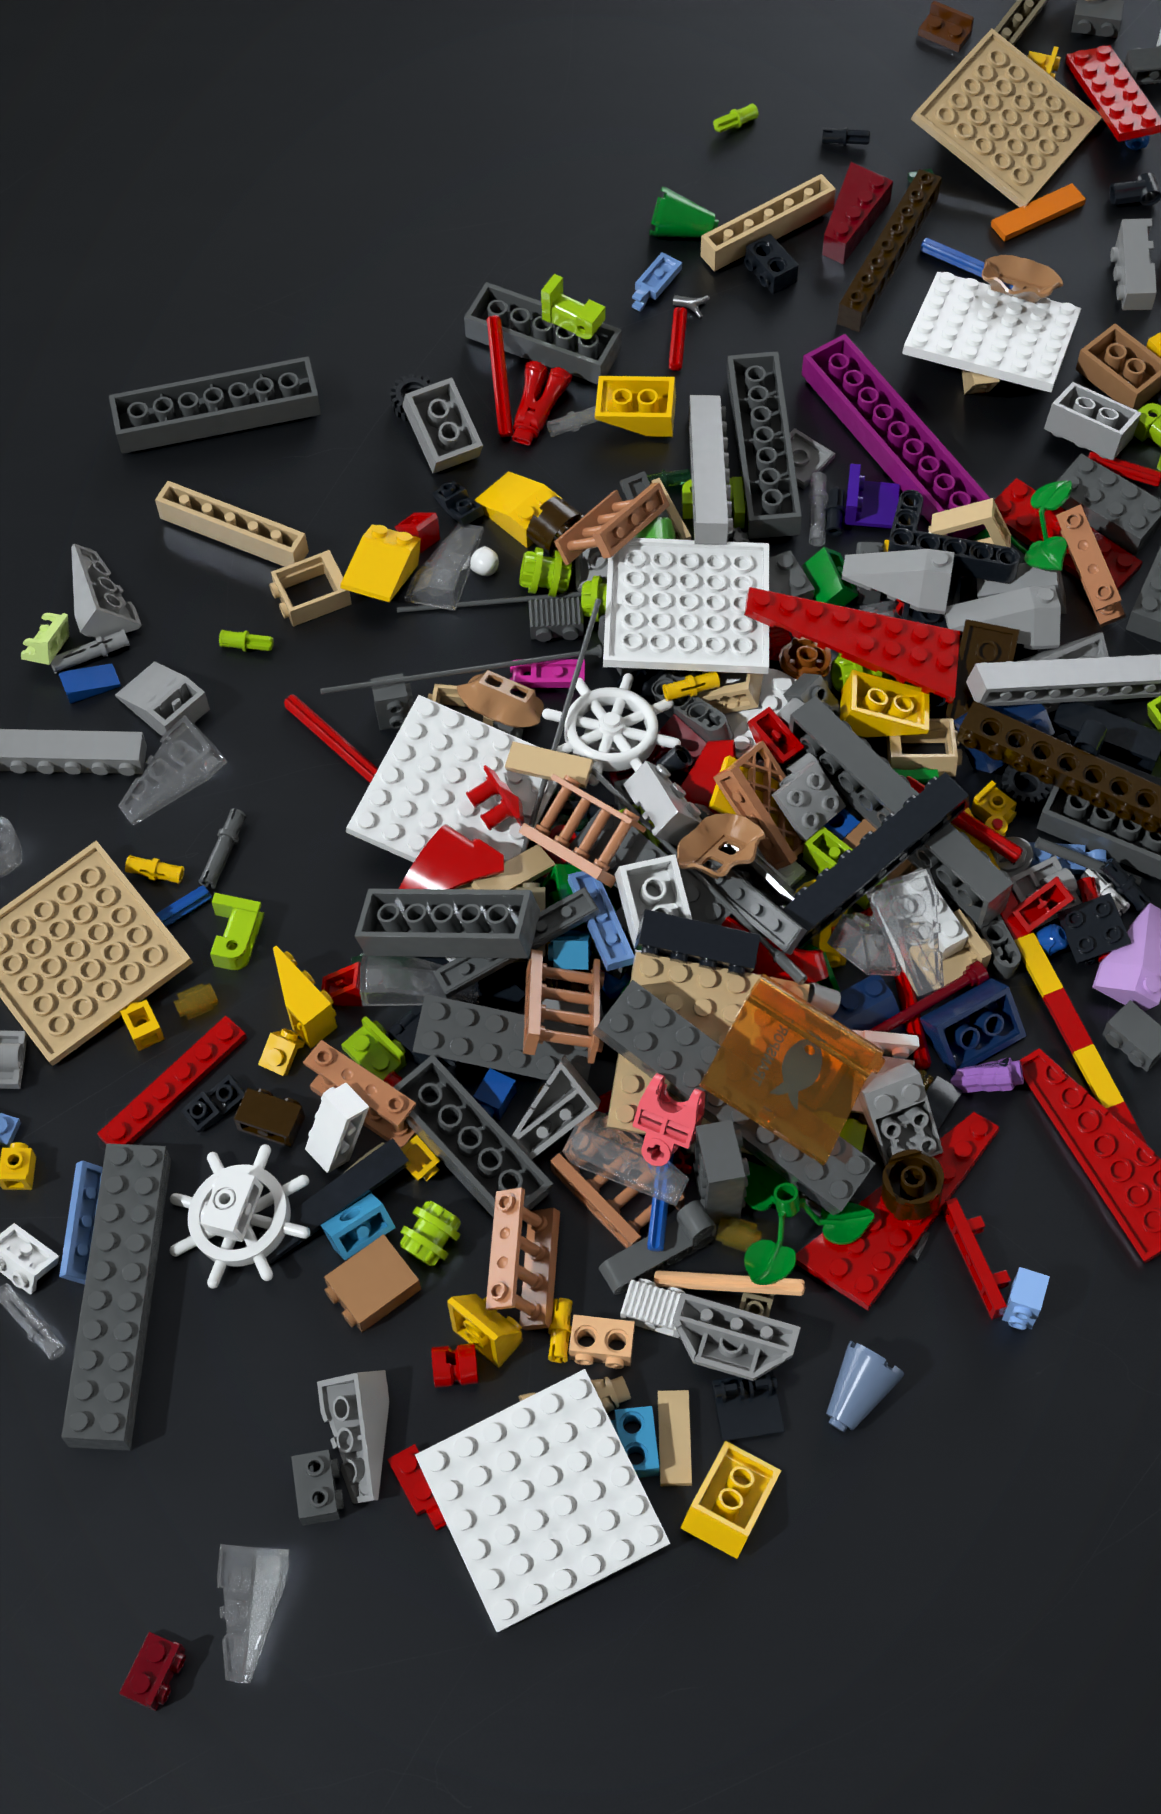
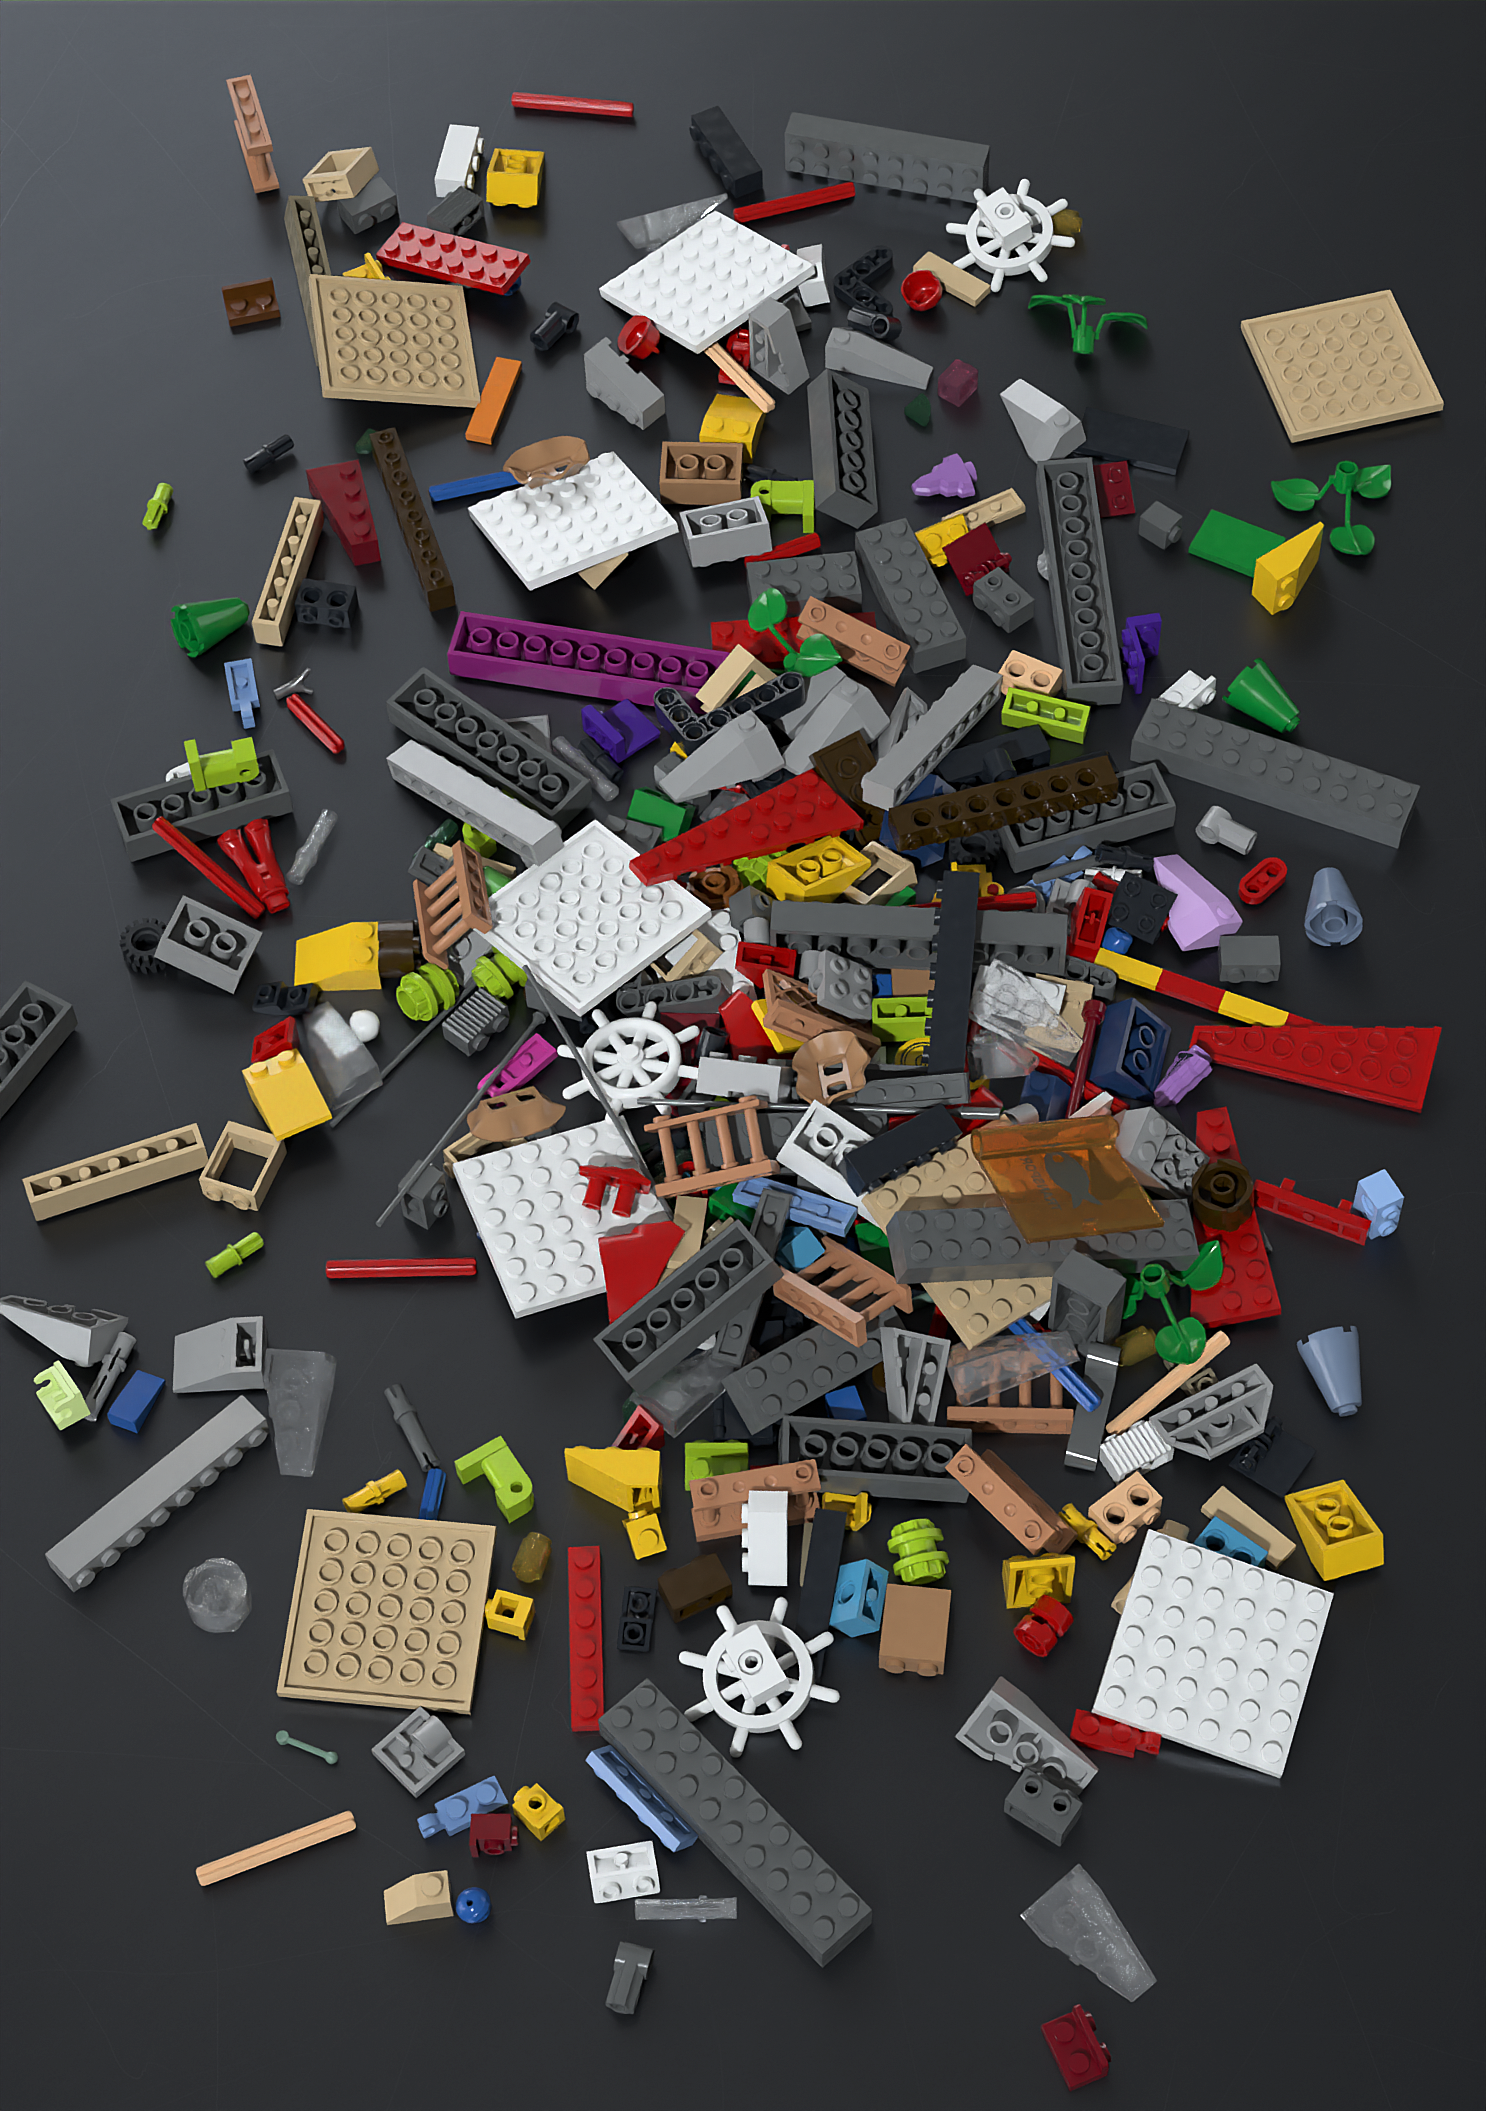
camera: 45 degrees left, 5 degrees down
(545, 762) = (620, 1126): tan tile -> none
(637, 403) = (351, 798): yellow slope -> none
(667, 1121) = (1020, 1297): coral piece -> none
(691, 686) = (659, 977): yellow pin -> none

